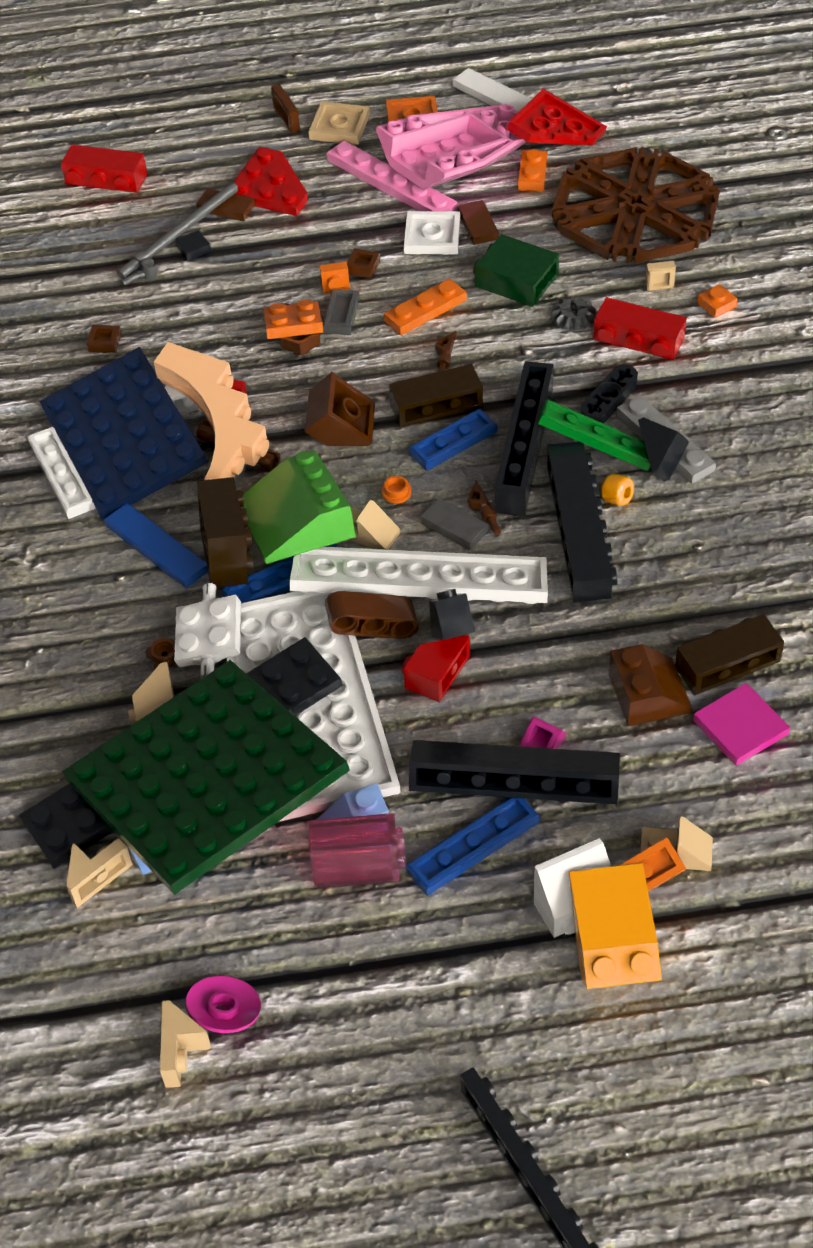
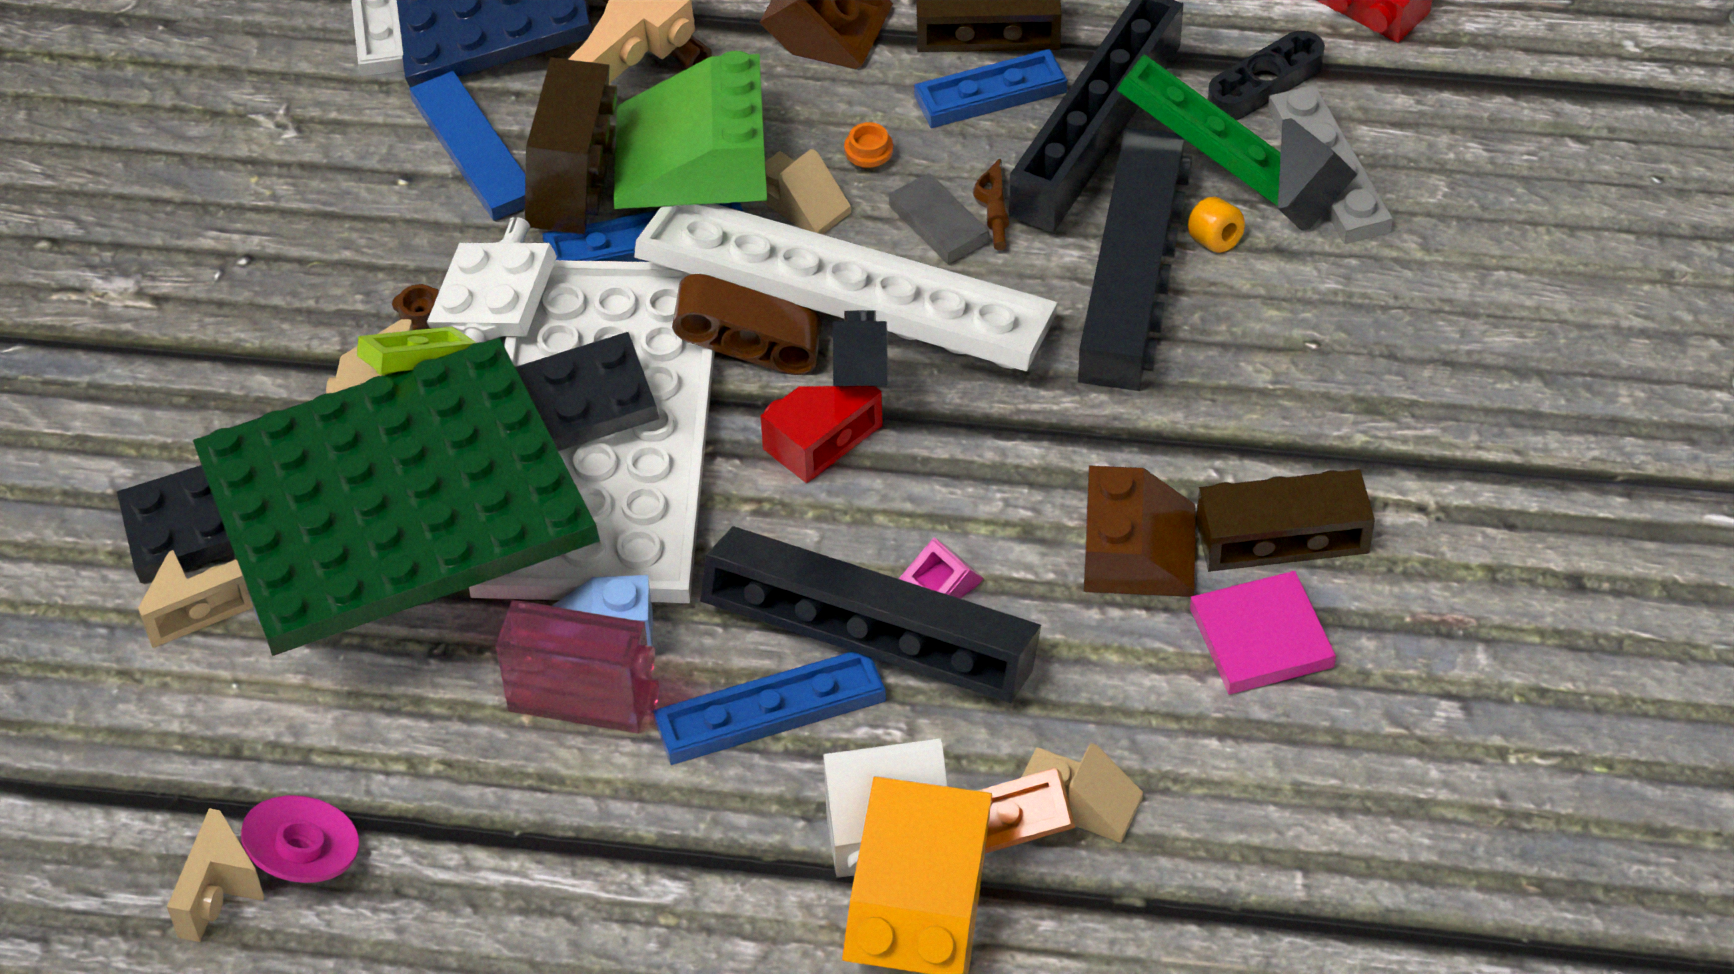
camera: 15 degrees right, 0 degrees up
(177, 680) = (406, 349): none -> lime plate

